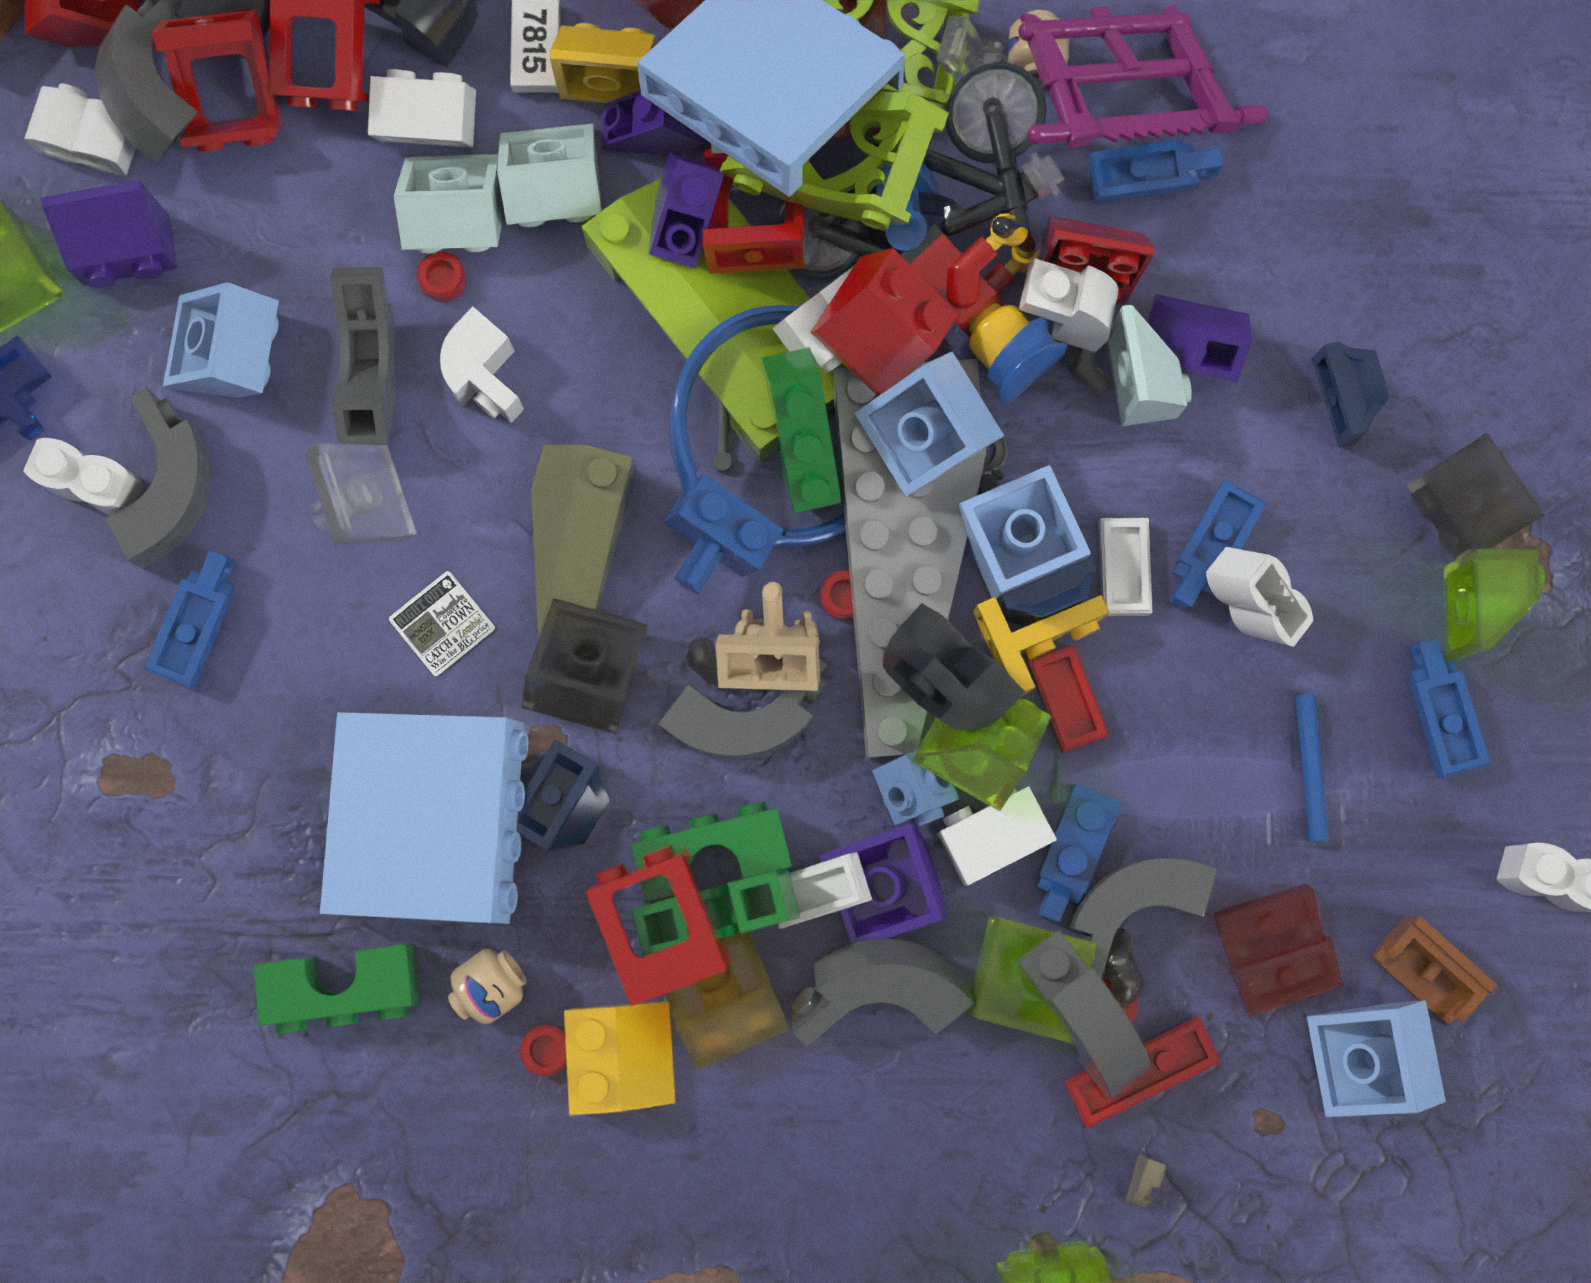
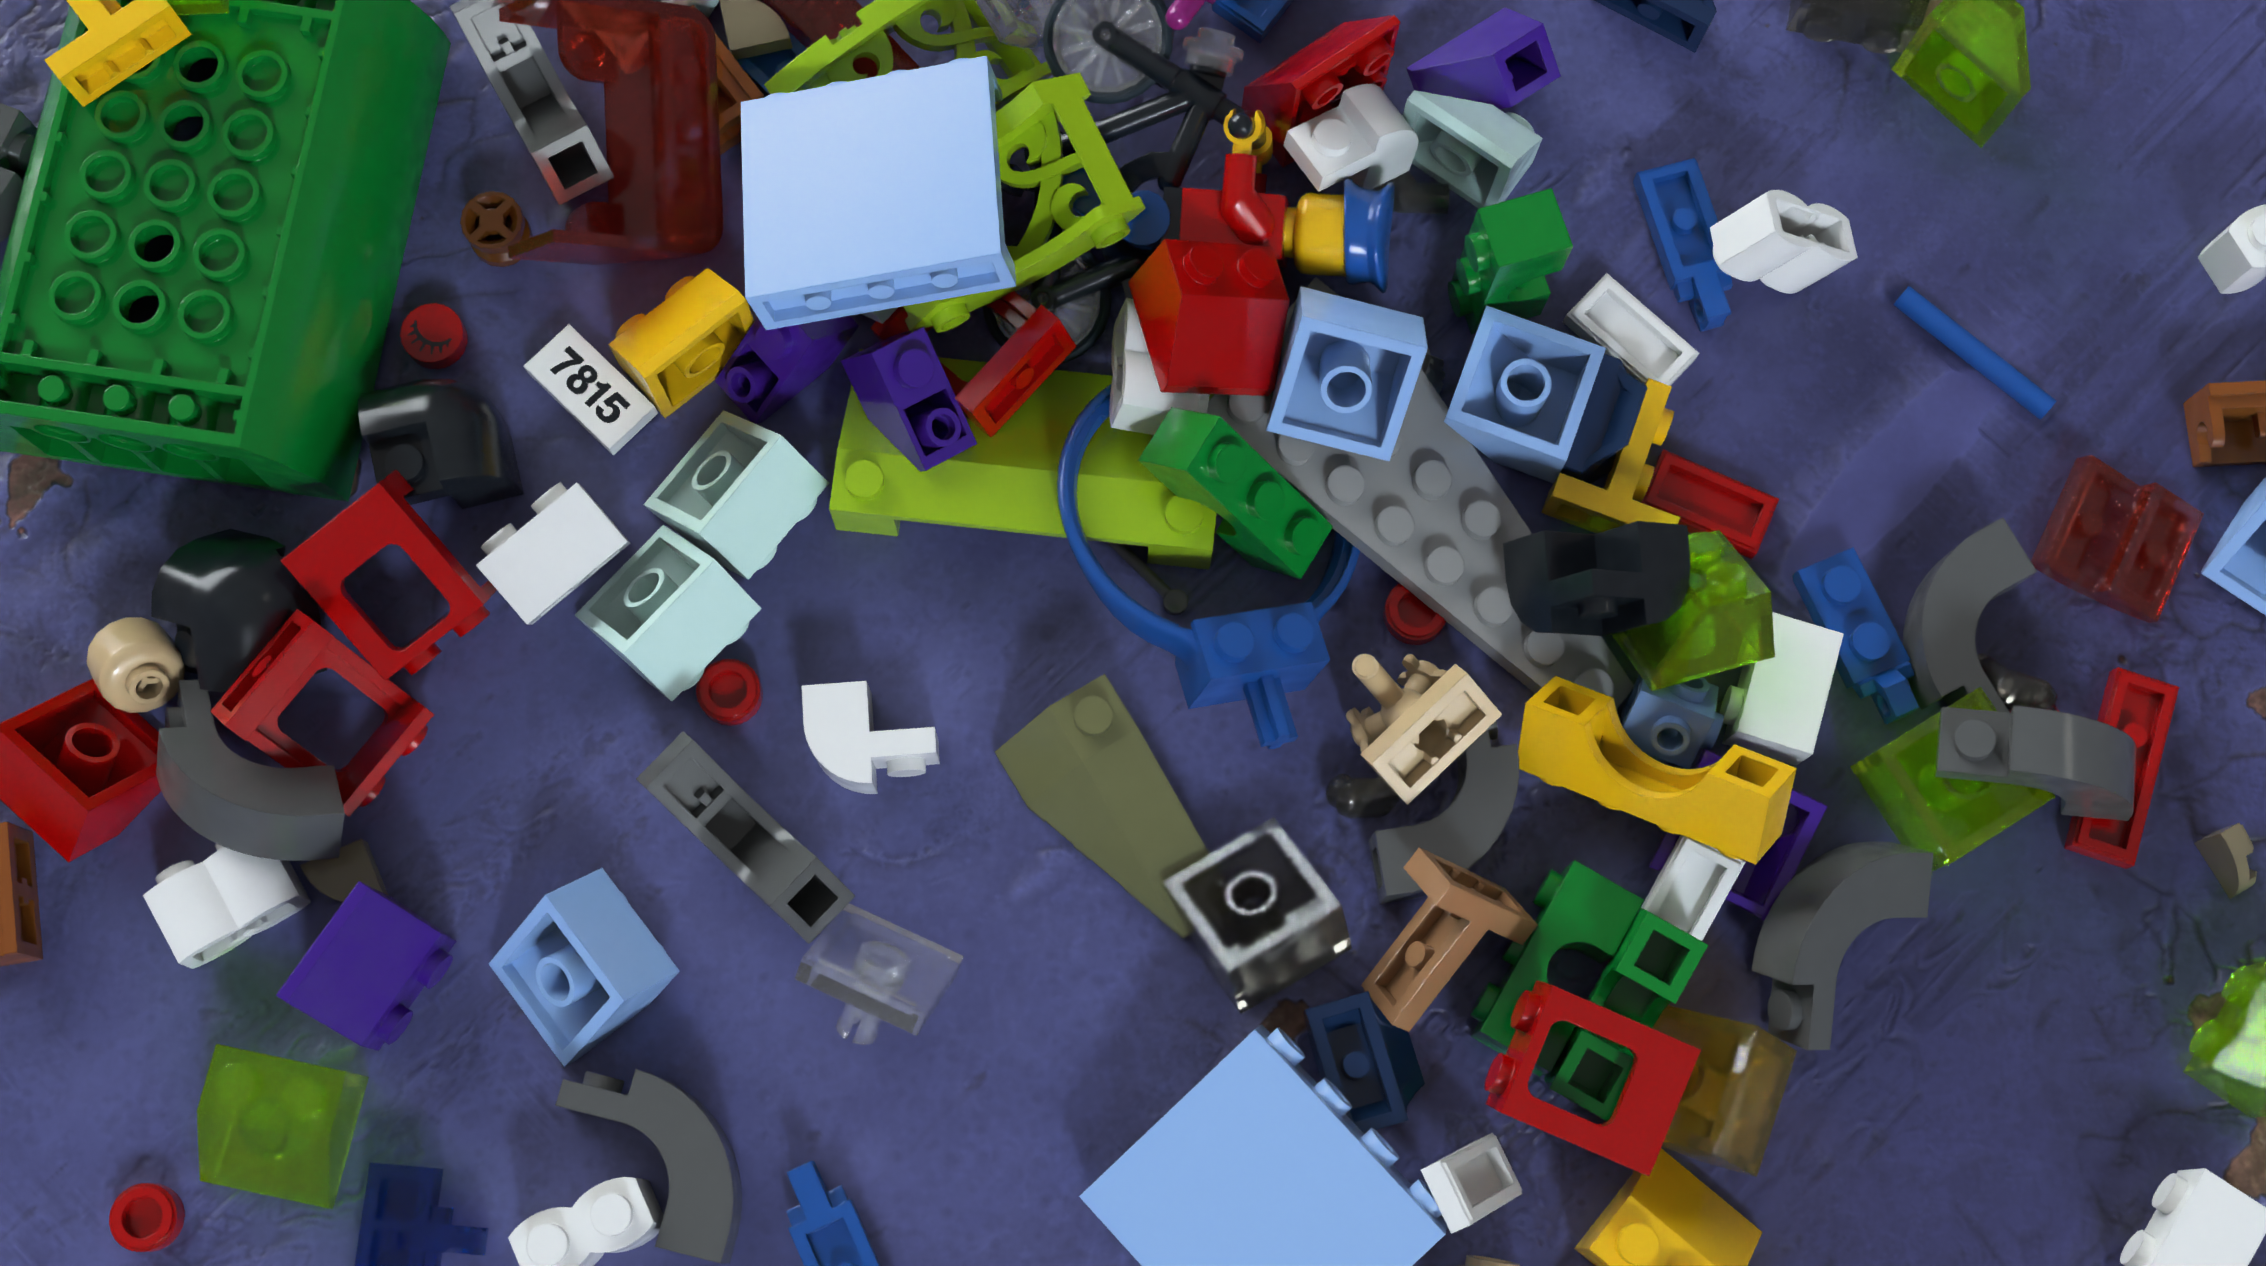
camera: 45 degrees left, 5 degrees down
(159, 178) = (339, 875): none -> dark tan tile
(441, 623) = (1074, 1016): sticker -> none
(543, 915) = (1472, 1182): none -> white tile
(680, 769) = (1441, 936): none -> medium nougat bracket
(847, 754) = (1579, 744): none -> yellow arch
(1087, 450) = (1508, 258): none -> green arch
(1446, 712) = (2031, 189): blue hinge -> none

